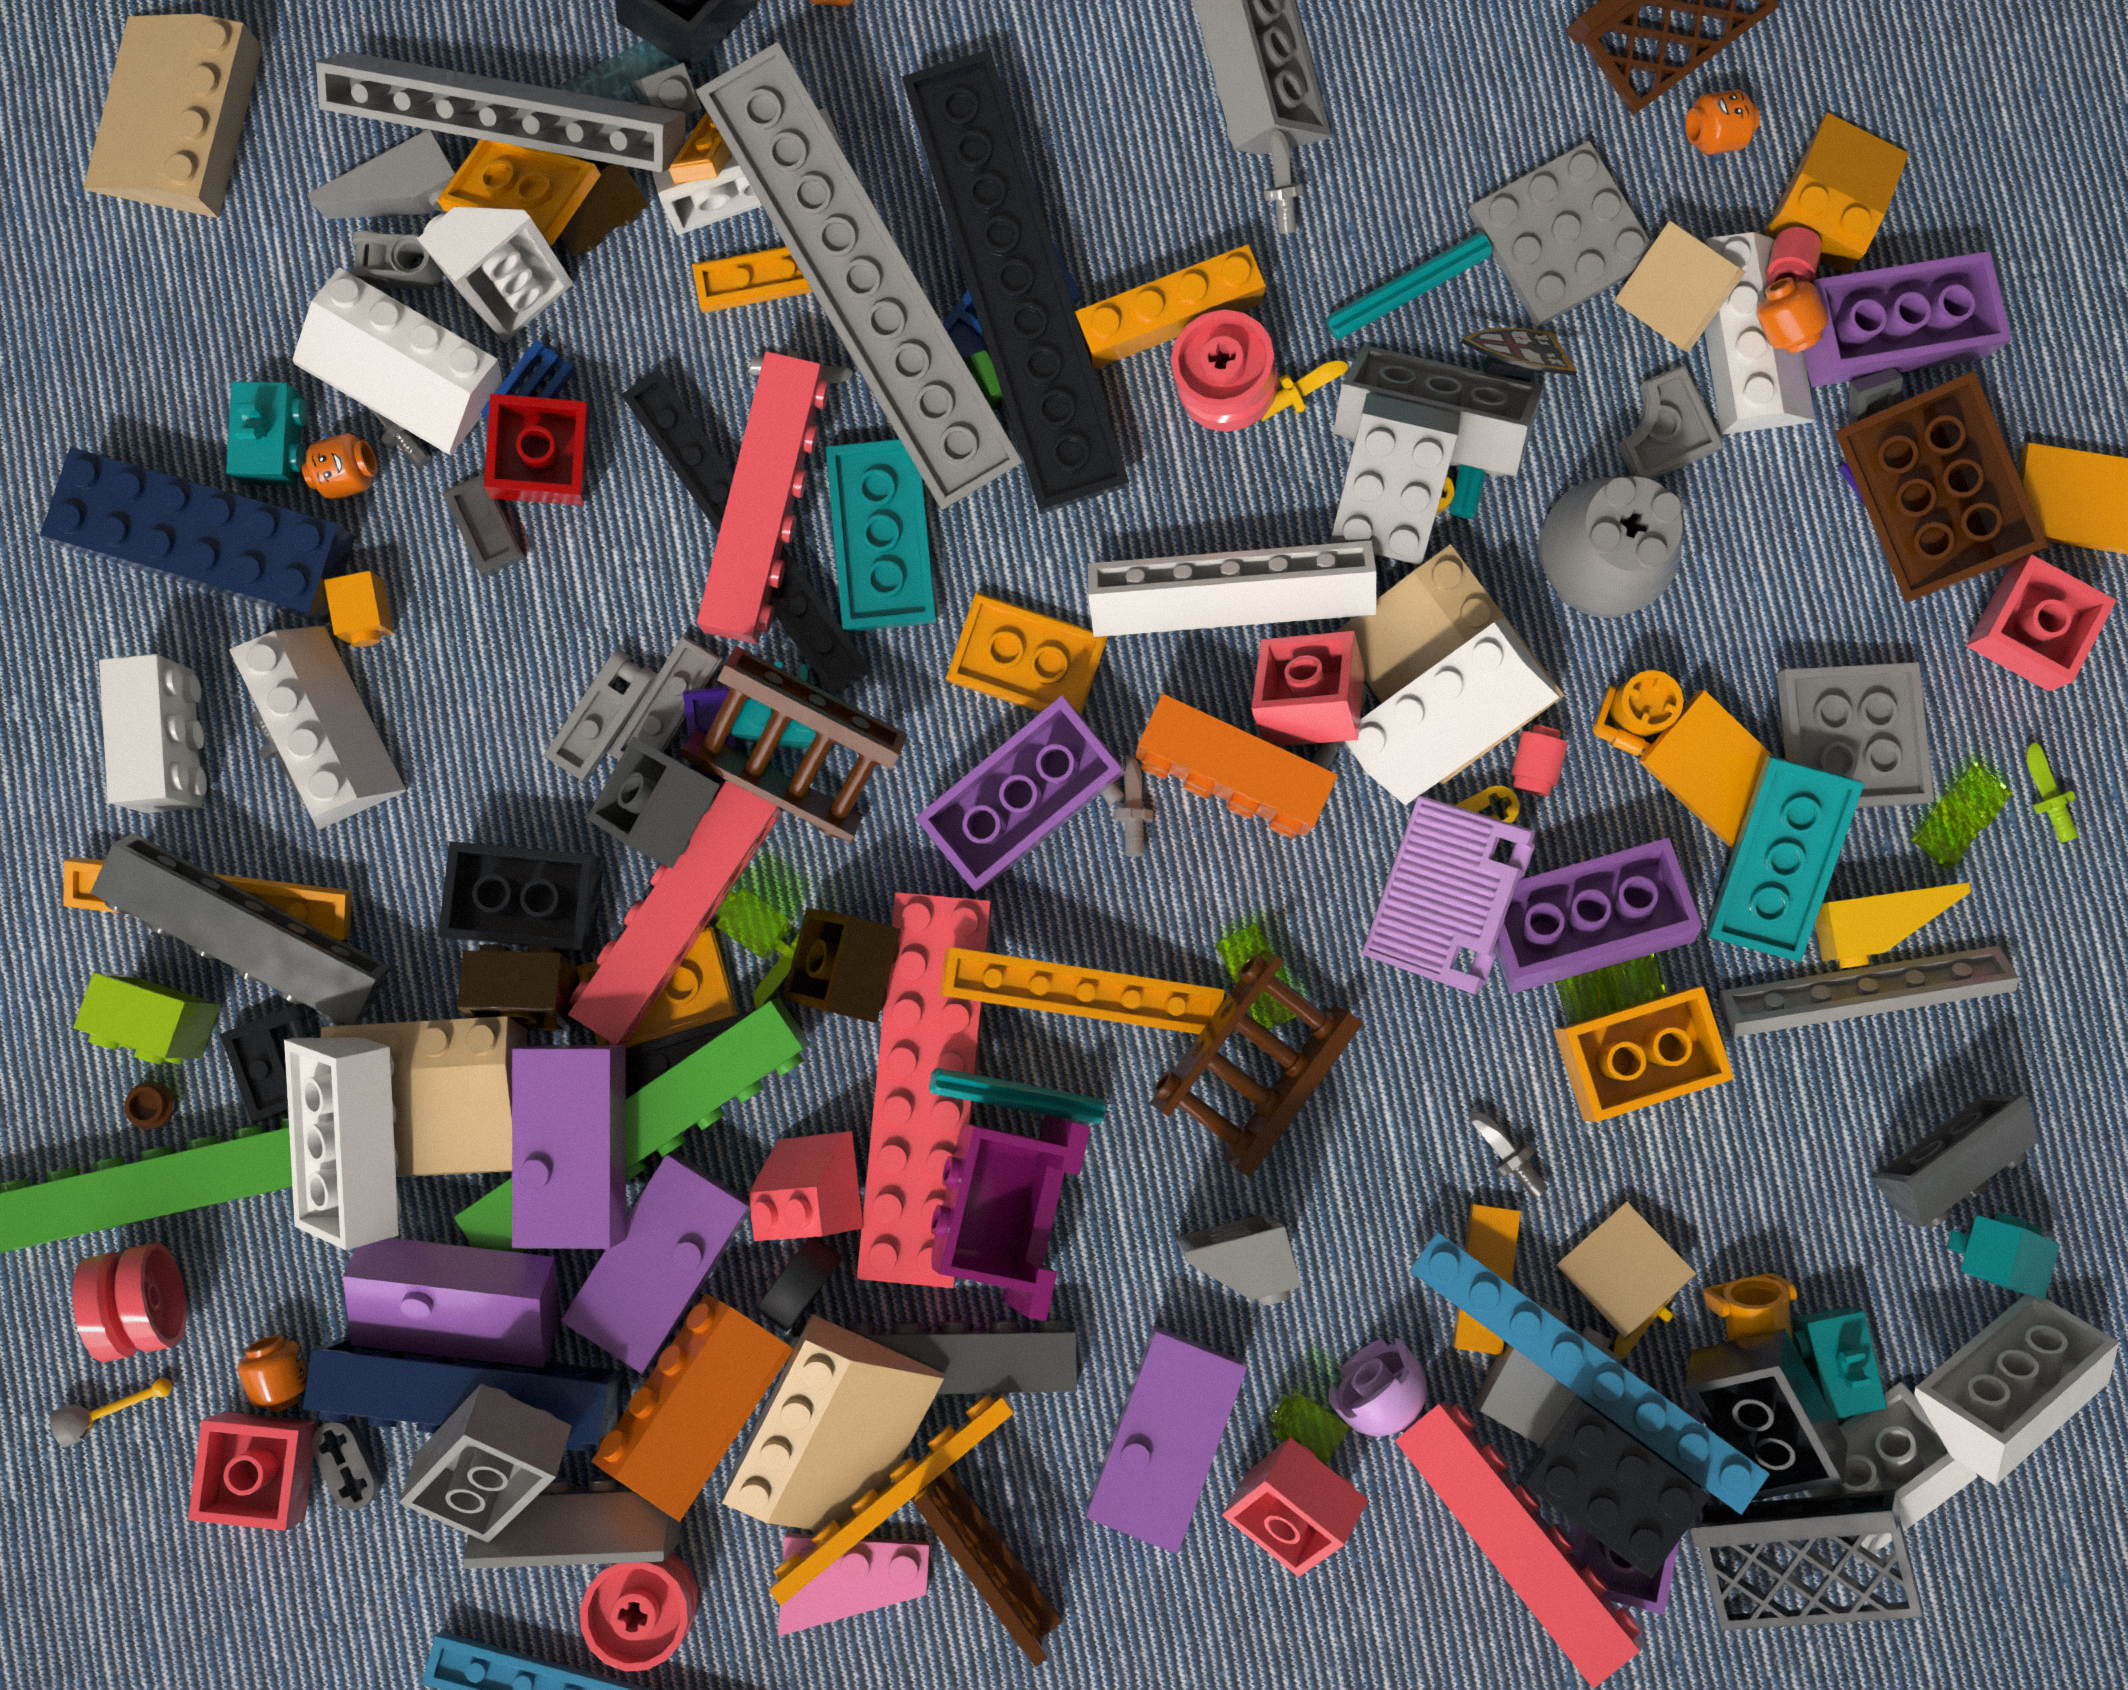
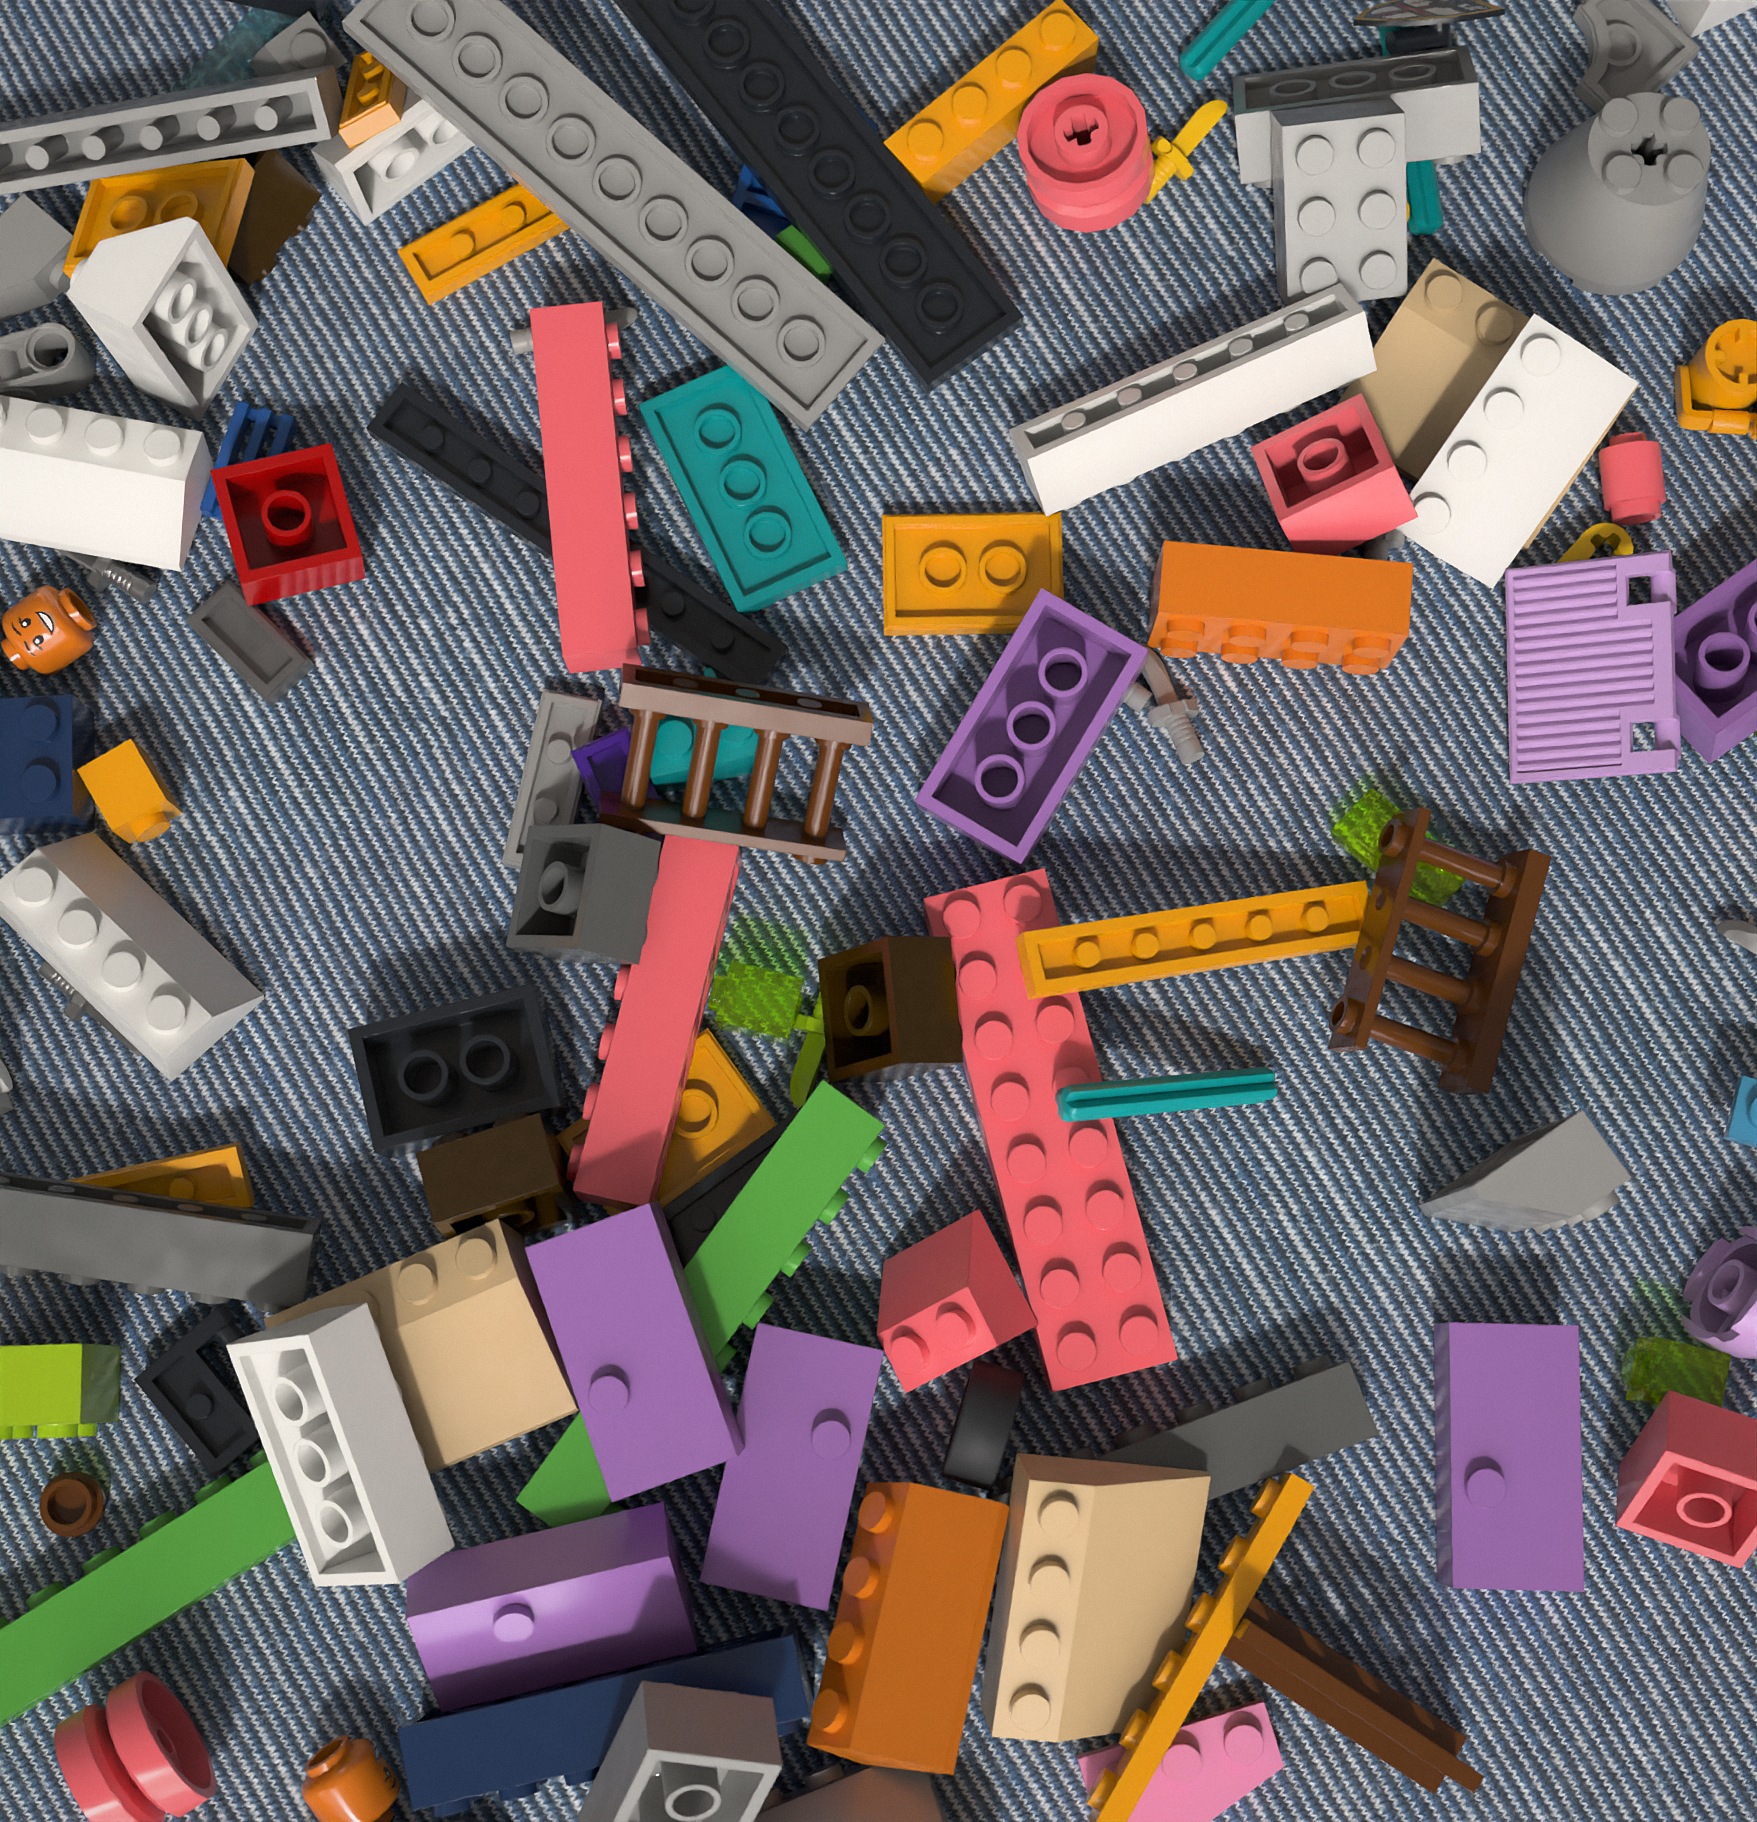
camera: 20 degrees left, 5 degrees down
(599, 717) = (476, 822): light grey plate -> none
(1004, 1208) = (1203, 1233): magenta windscreen -> none

